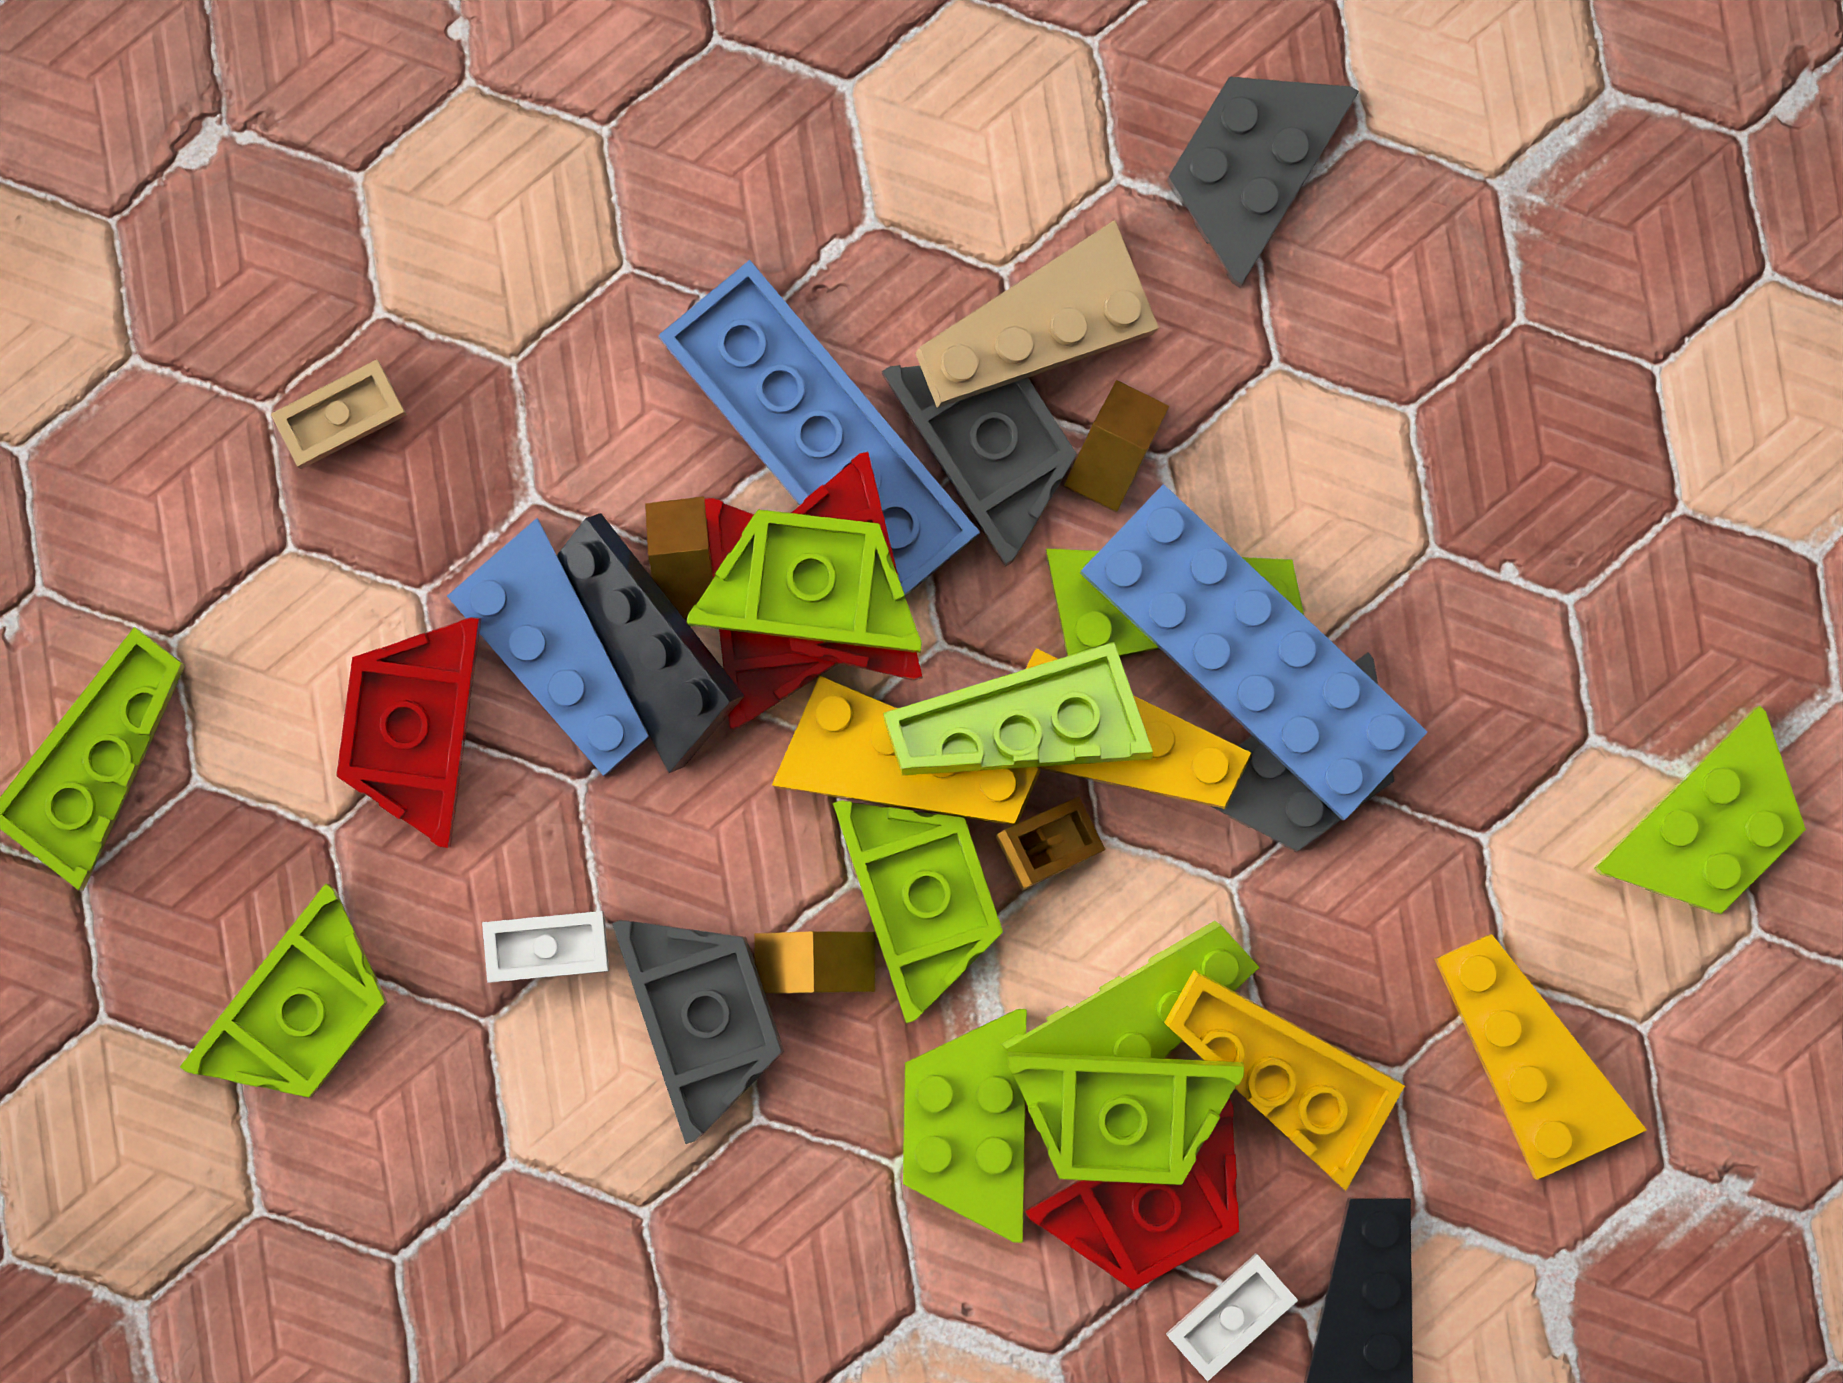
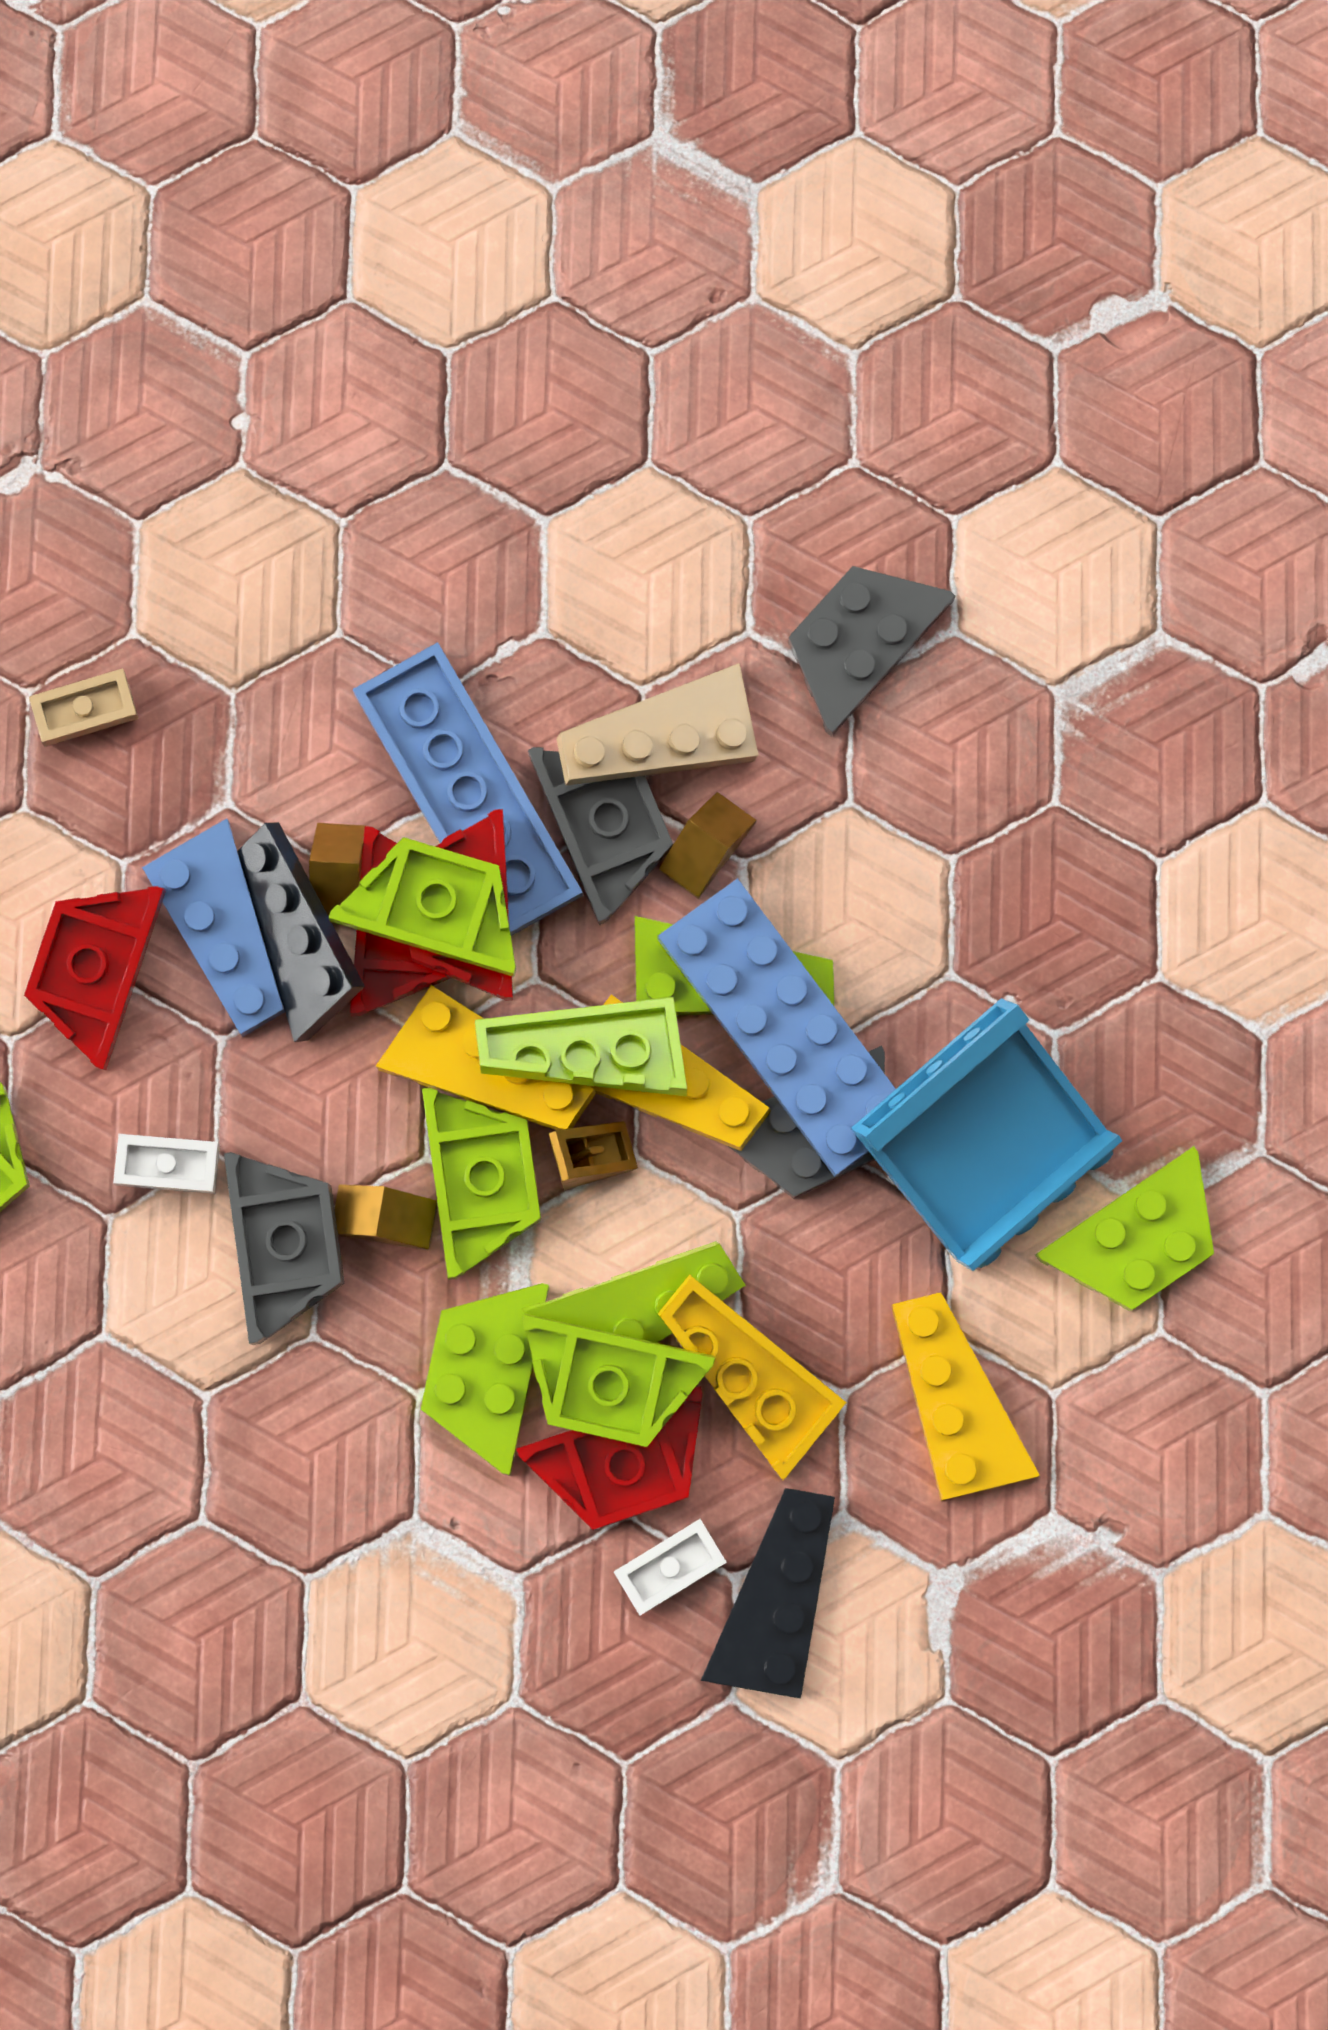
camera: 10 degrees right, 5 degrees down
(1515, 741) = (986, 1136): none -> dark azure panel

